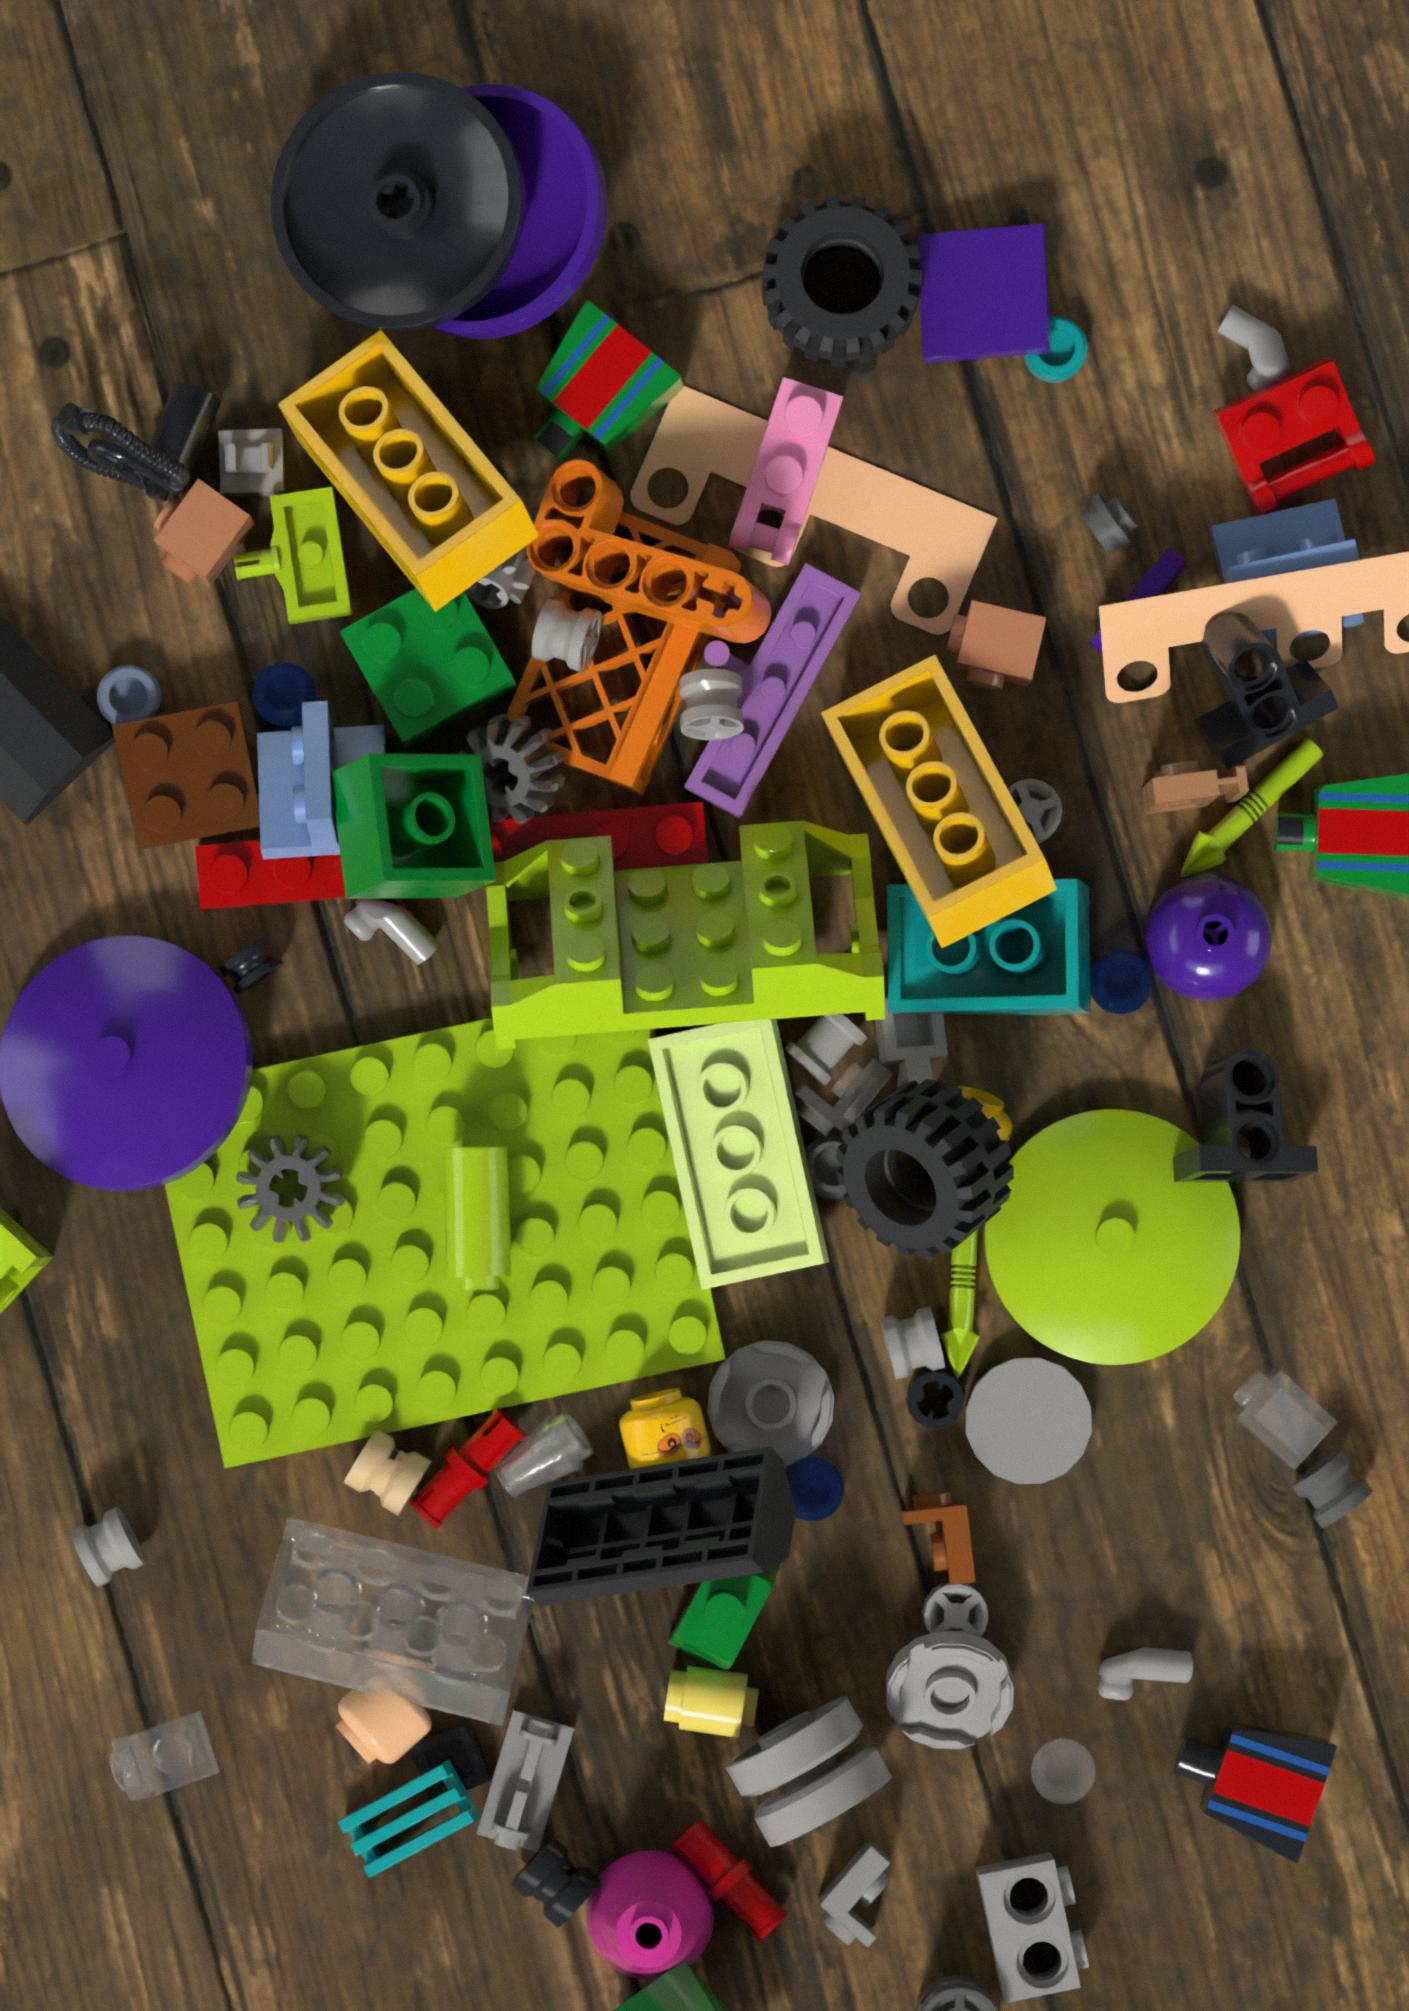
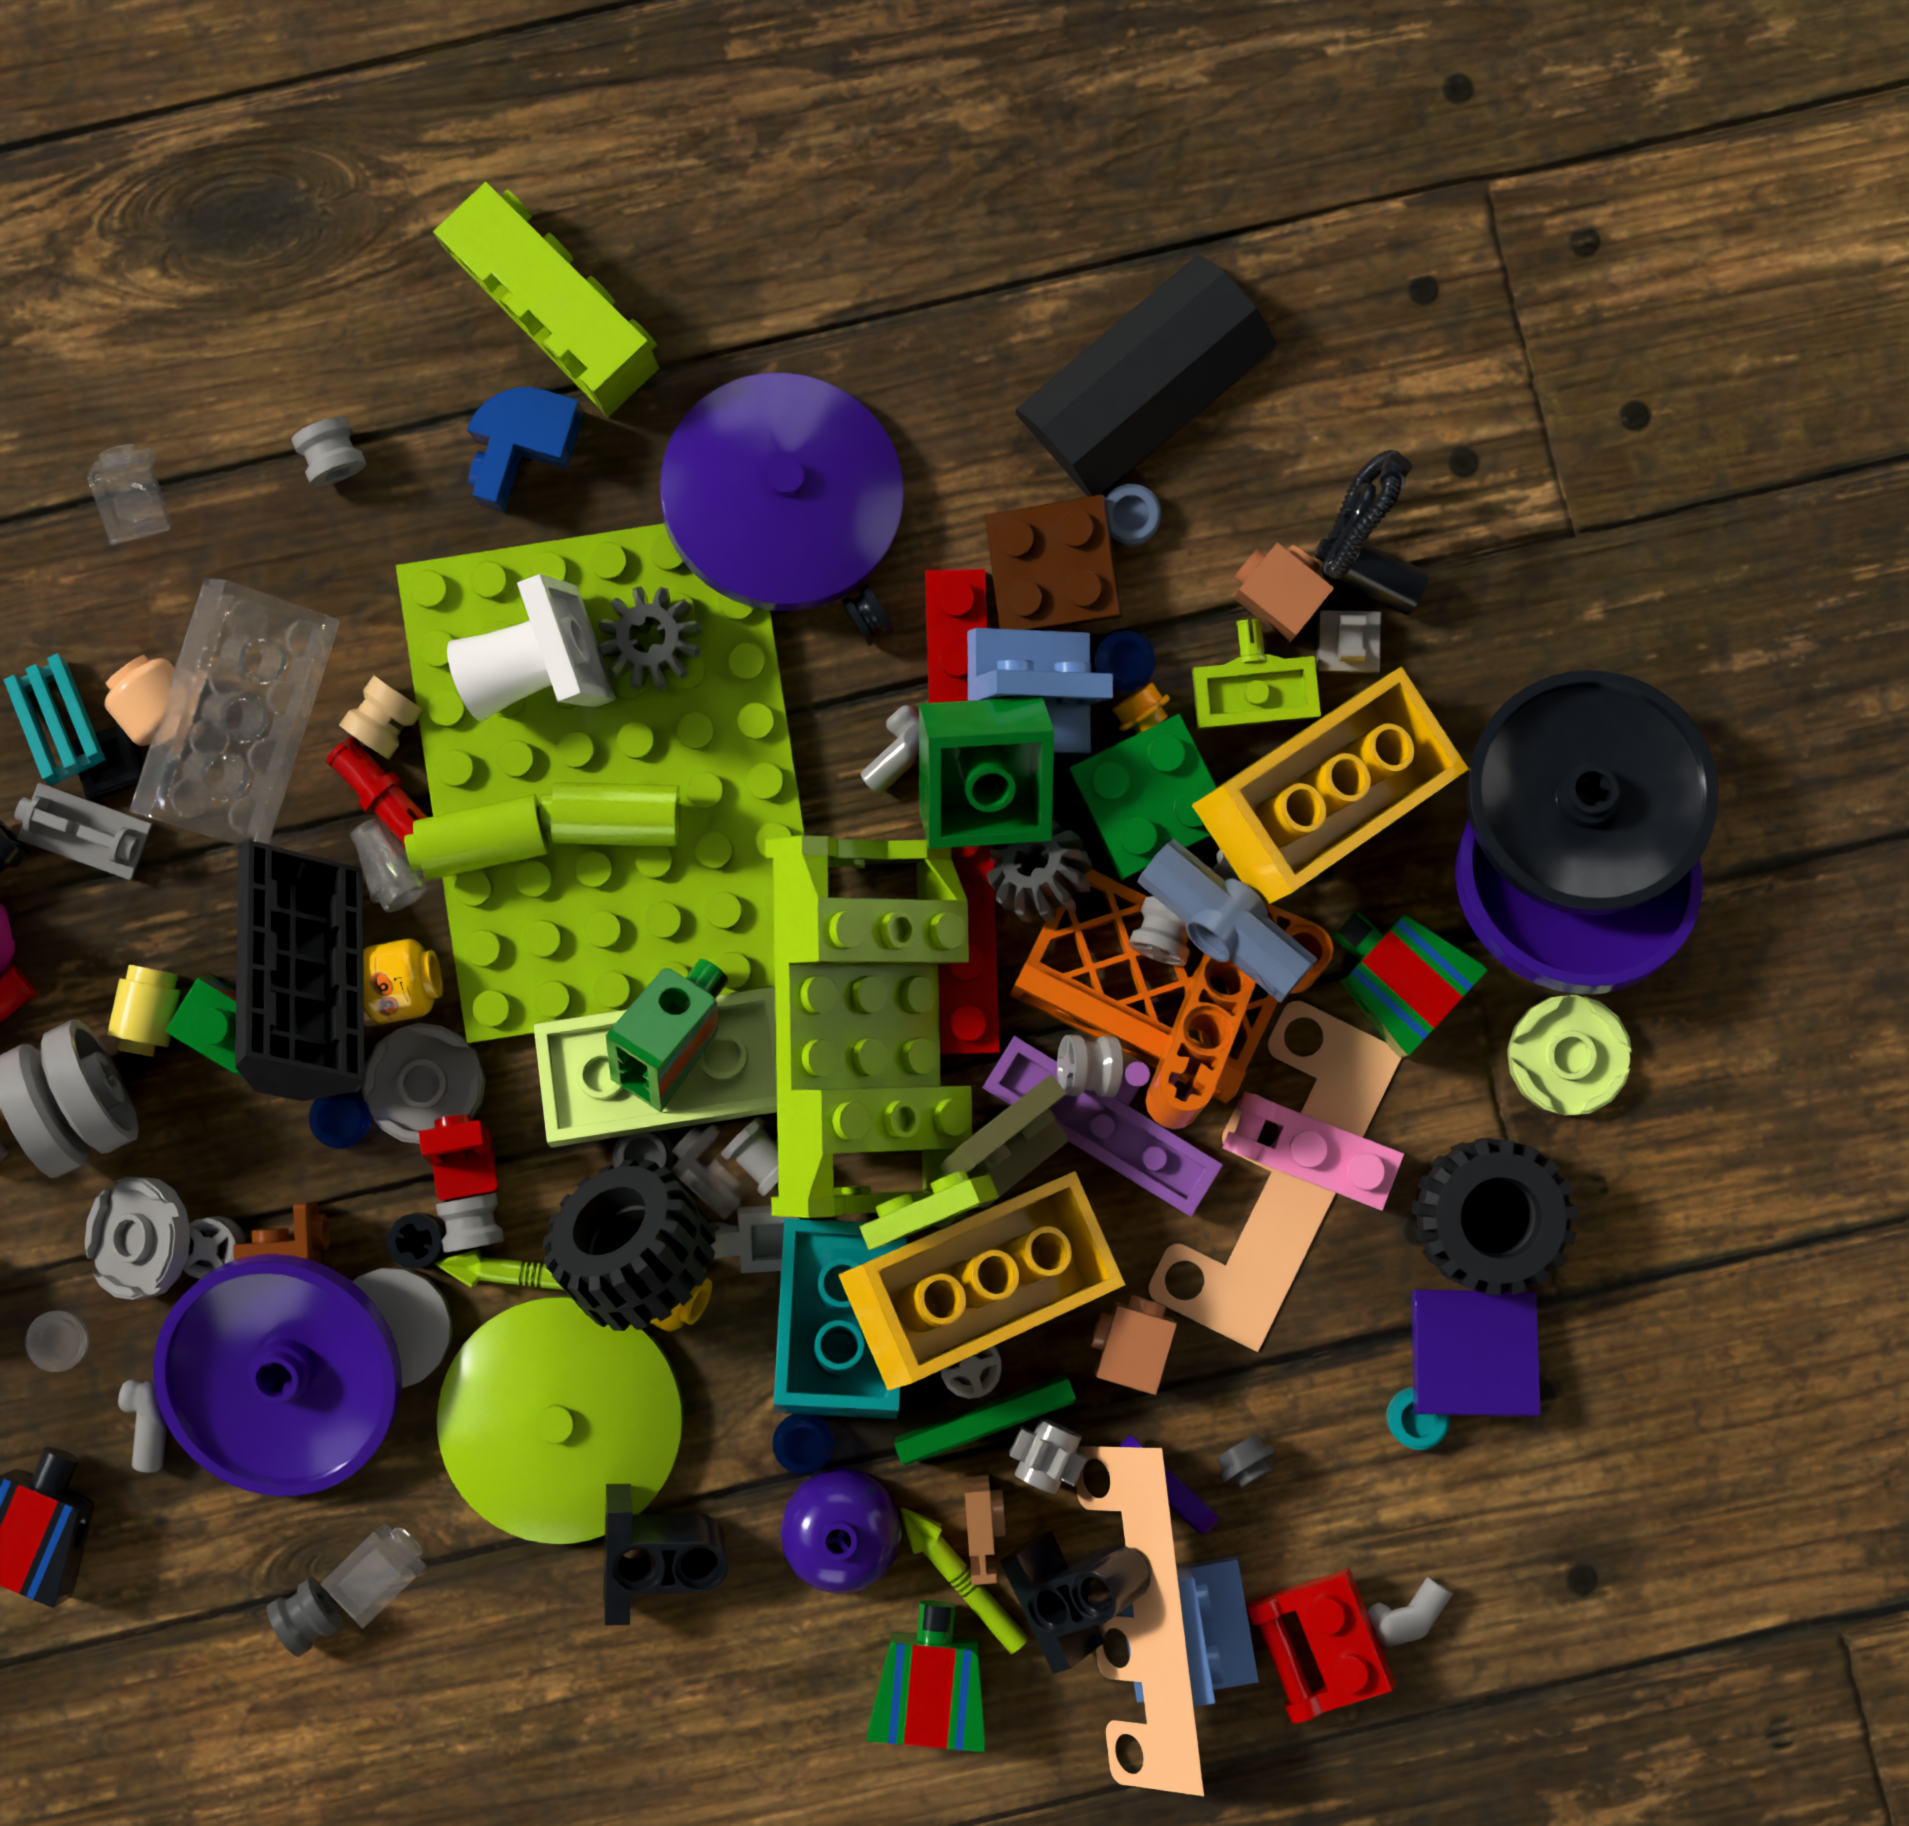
camera: 95 degrees right, 0 degrees up
(67, 1342) = (518, 425): none -> blue brick
(317, 1309) = (547, 650): none -> white plant
(335, 673) = (1141, 709): none -> light orange plate
(510, 1356) = (477, 838): none -> lime brick
(552, 568) = (1226, 920): none -> sand blue piece
(670, 212) = (1569, 1055): none -> yellowish green tile
(703, 1143) = (665, 1032): none -> green torso
(799, 781) = (1013, 1140): none -> olive bracket
(846, 1356) = (460, 1157): none -> red bracket
(856, 833) = (951, 1201): none -> lime plate
(1082, 1530) = (277, 1375): none -> dark purple dish
(1083, 793) = (984, 1419): none -> green tile
(1116, 726) = (1047, 1456): none -> light grey gear

